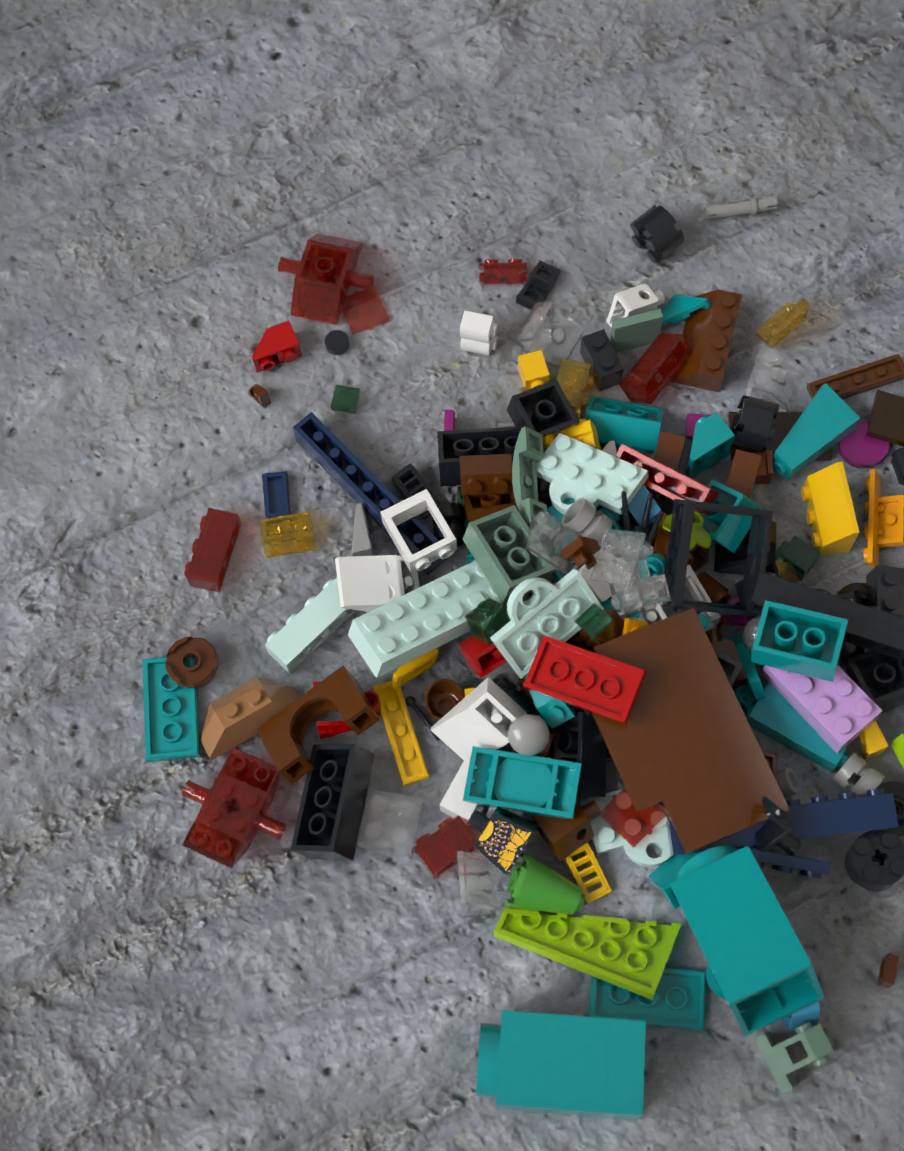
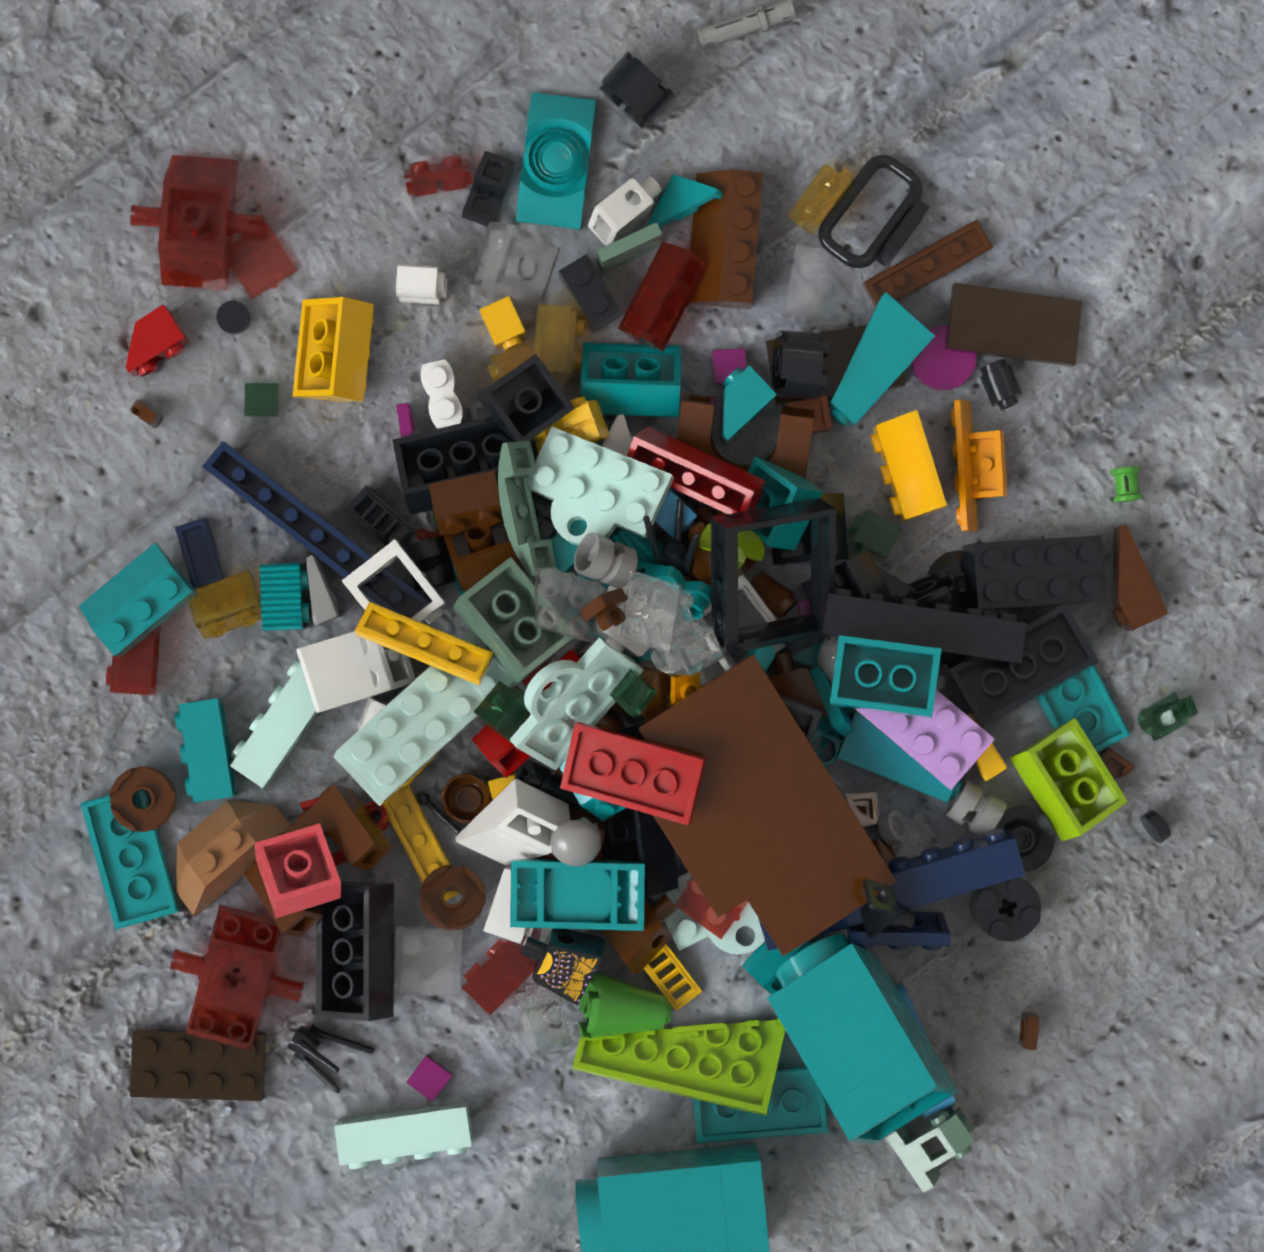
camera: 20 degrees left, 20 degrees up
(184, 880) = (195, 1068): none -> dark brown plate
(224, 513) = (137, 600): none -> teal slope
(249, 634) = (206, 750): none -> teal brick
(277, 877) = (306, 1046): none -> black plant
(301, 720) = (298, 870): none -> coral brick
(332, 533) = (283, 597): none -> teal brick
(342, 965) = (404, 1134): none -> light aqua brick
(372, 924) = (429, 1078): none -> magenta tile
(405, 371) = (333, 349): none -> yellow slope
(418, 786) = (453, 915): none -> reddish brown tile
(436, 561) = (424, 643): none -> yellow tile
(479, 406) = (441, 387): none -> white brick
(590, 276) = (555, 161): none -> teal slope
(835, 351) = (895, 231): none -> black bar

